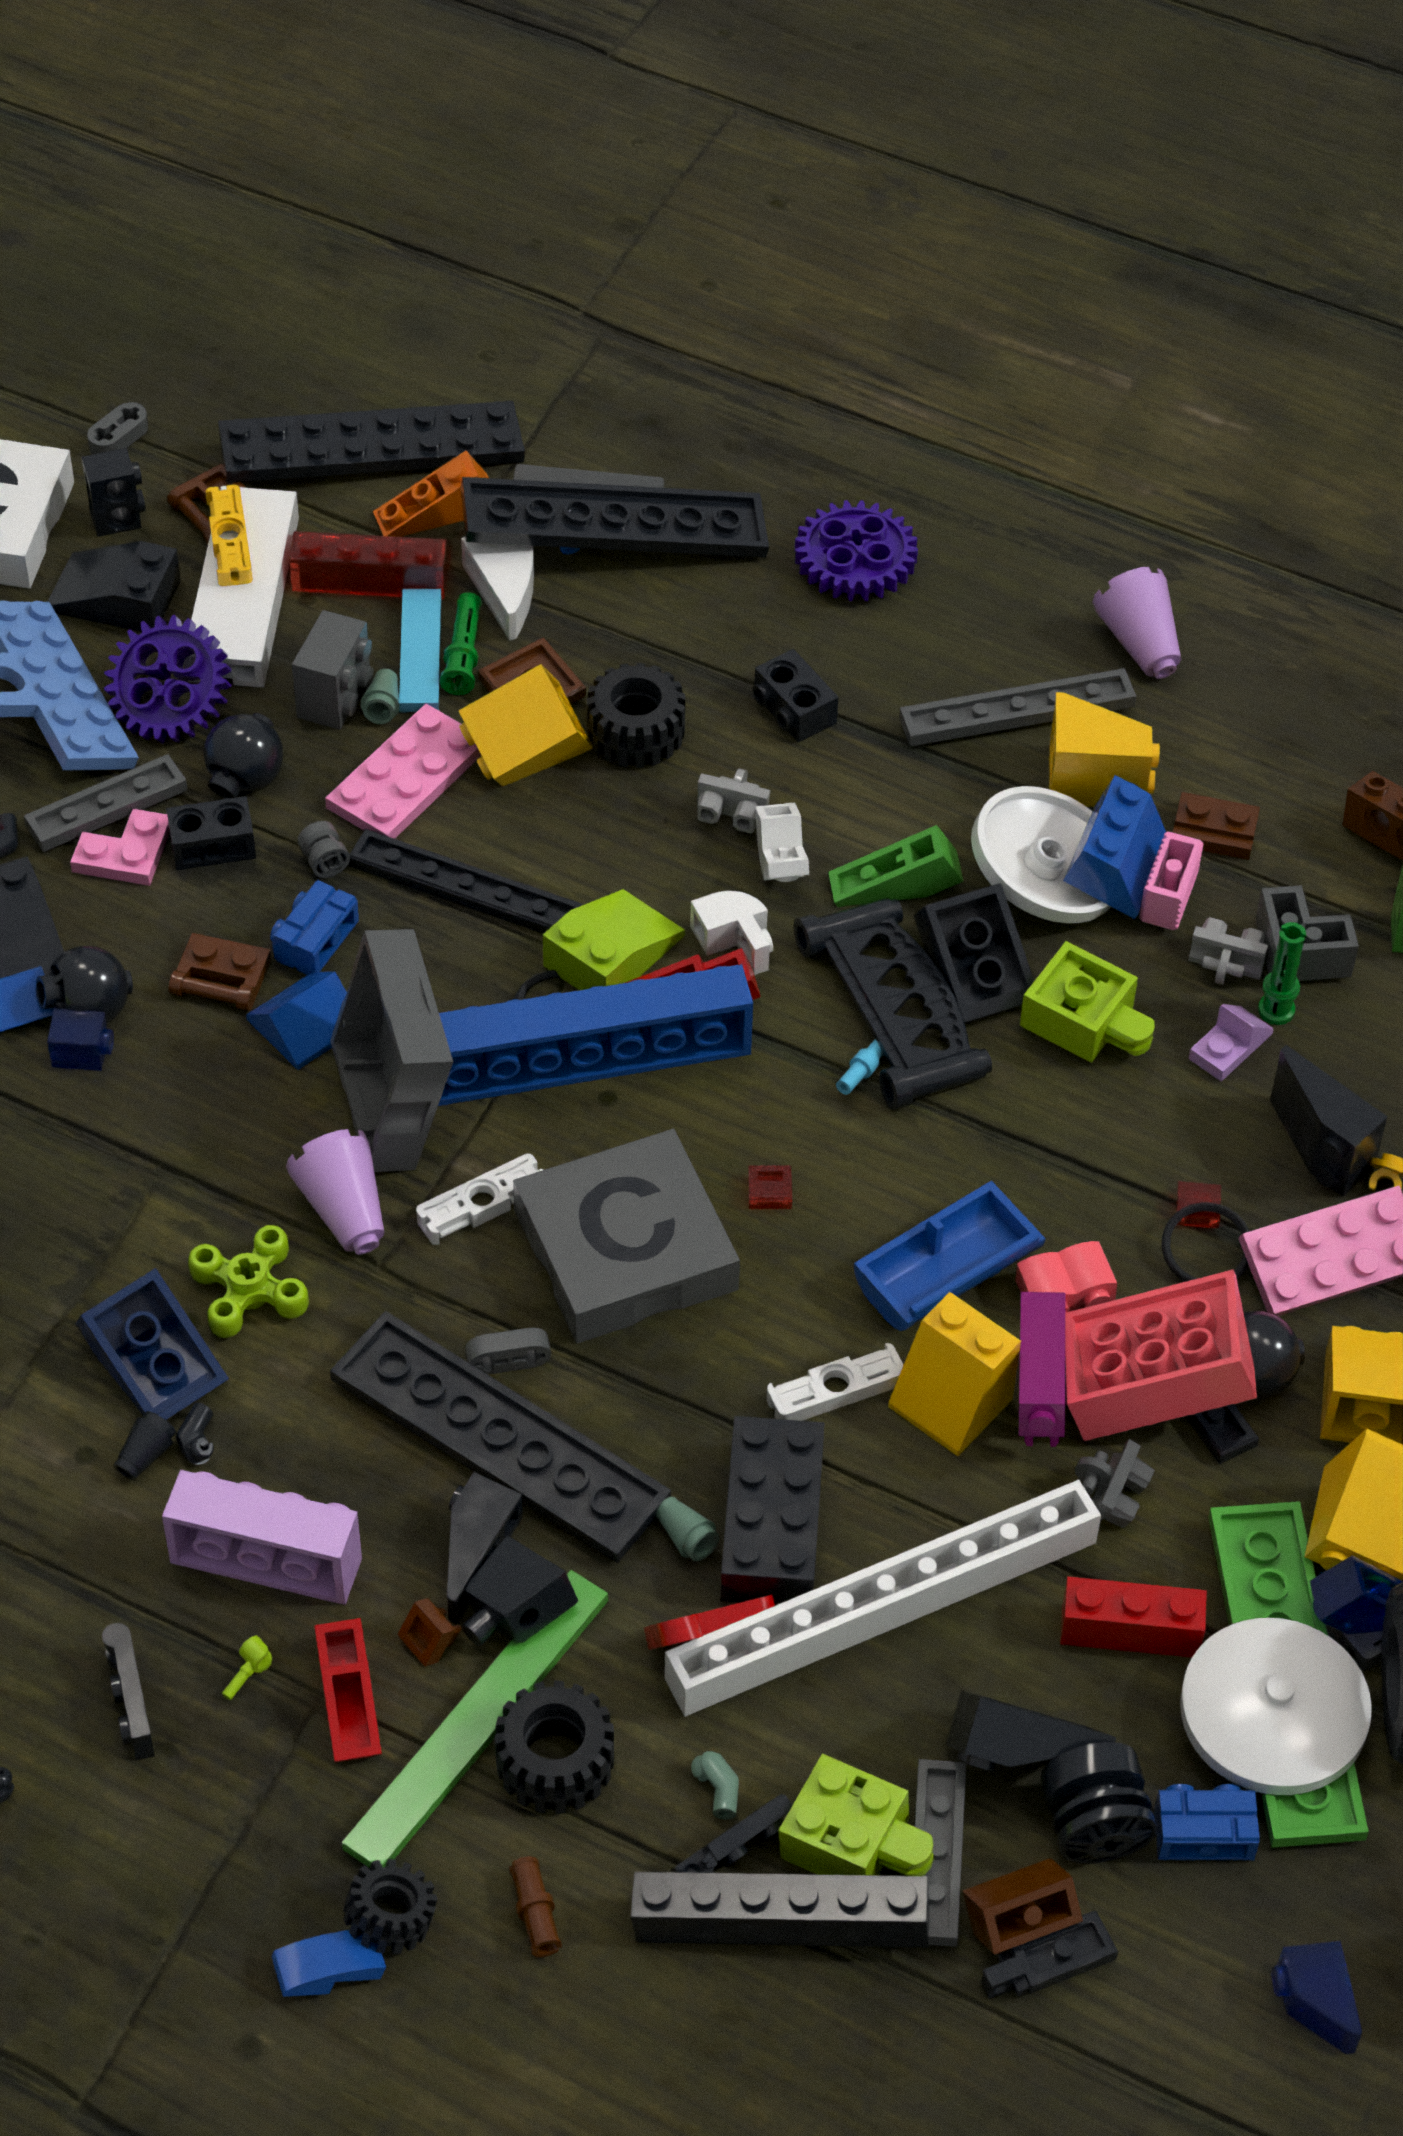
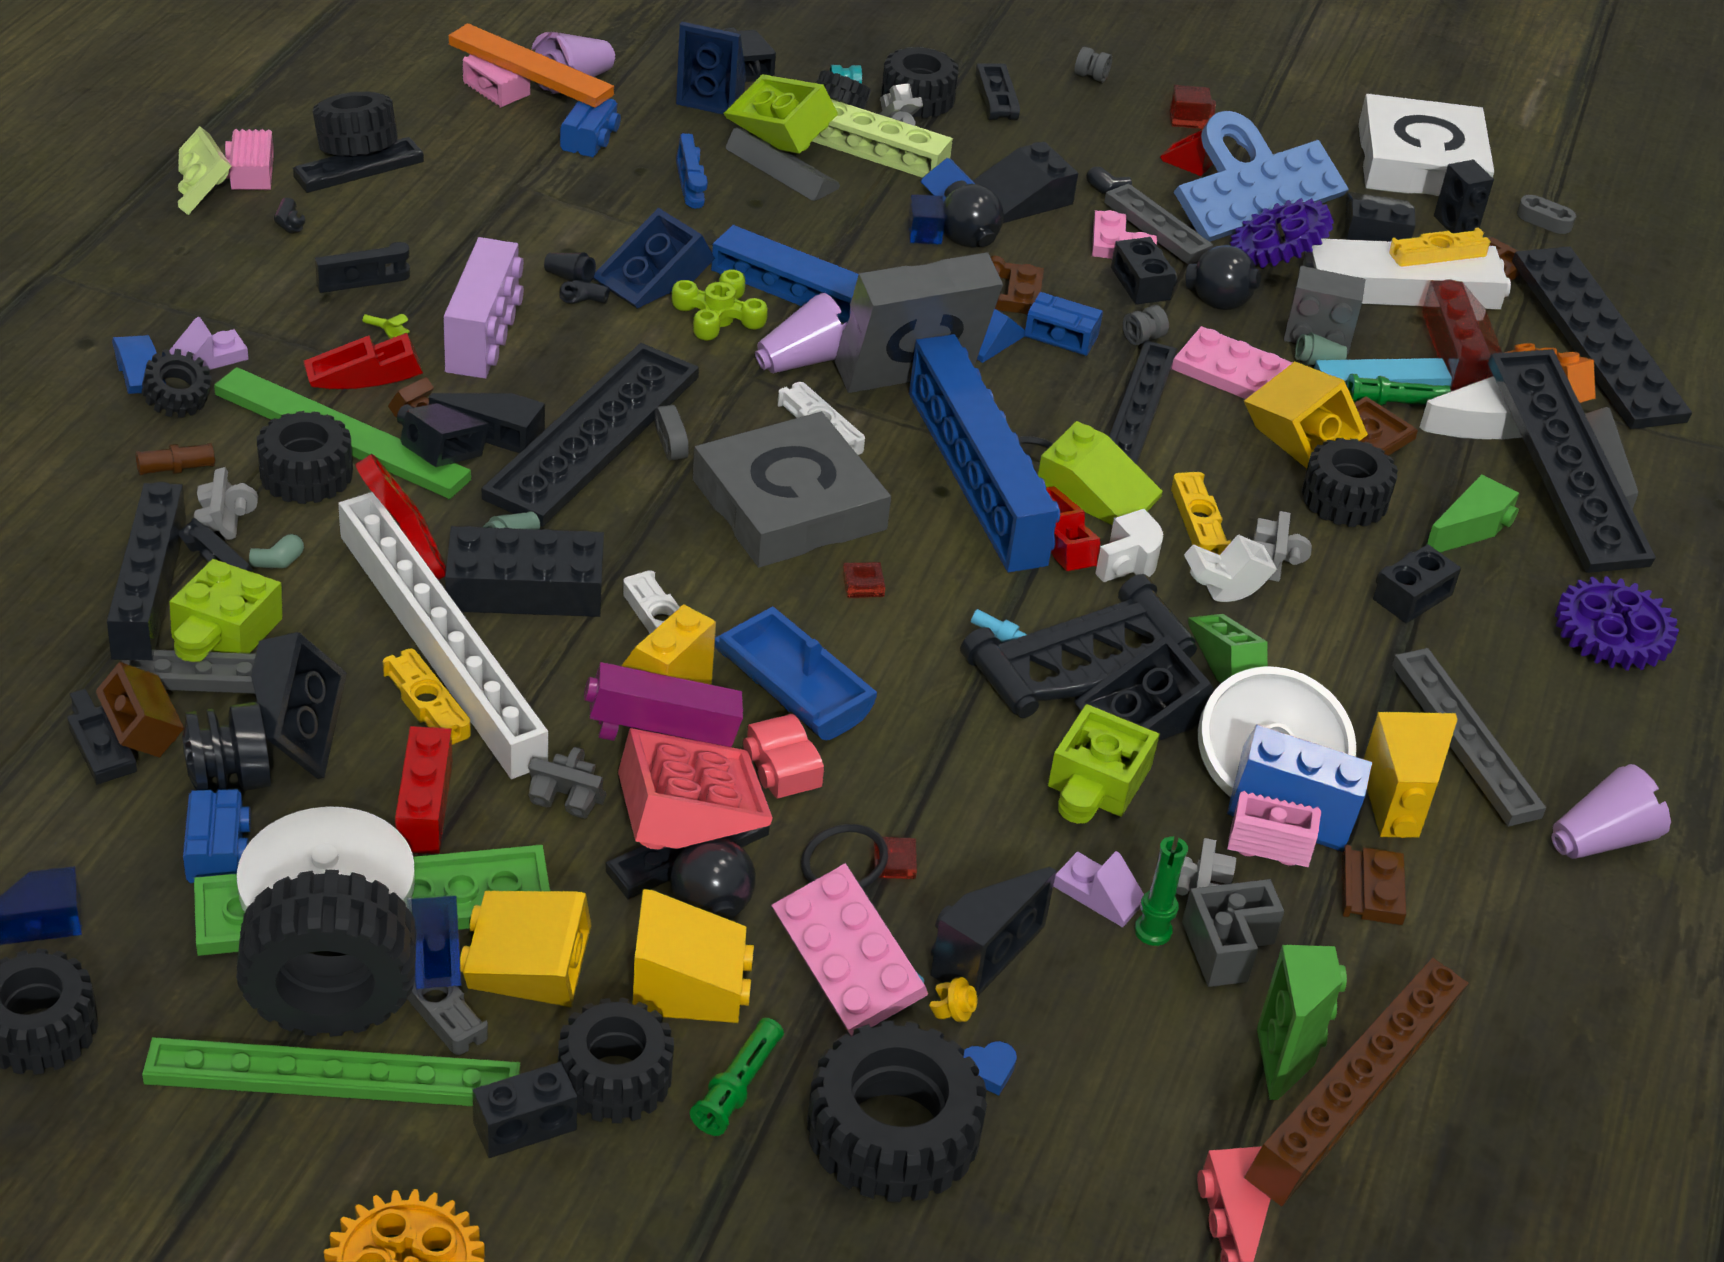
camera: 80 degrees right, 10 degrees down
(203, 1181) = (783, 269): none -> blue brick
(296, 1884) = (215, 349): none -> lavender slope
(612, 1843) = (224, 503): none -> light grey hips
(640, 863) = (1193, 497): none -> yellow piece
(683, 621) = (1475, 515): none -> bright green slope
(942, 1636) = (415, 678): none -> yellow piece

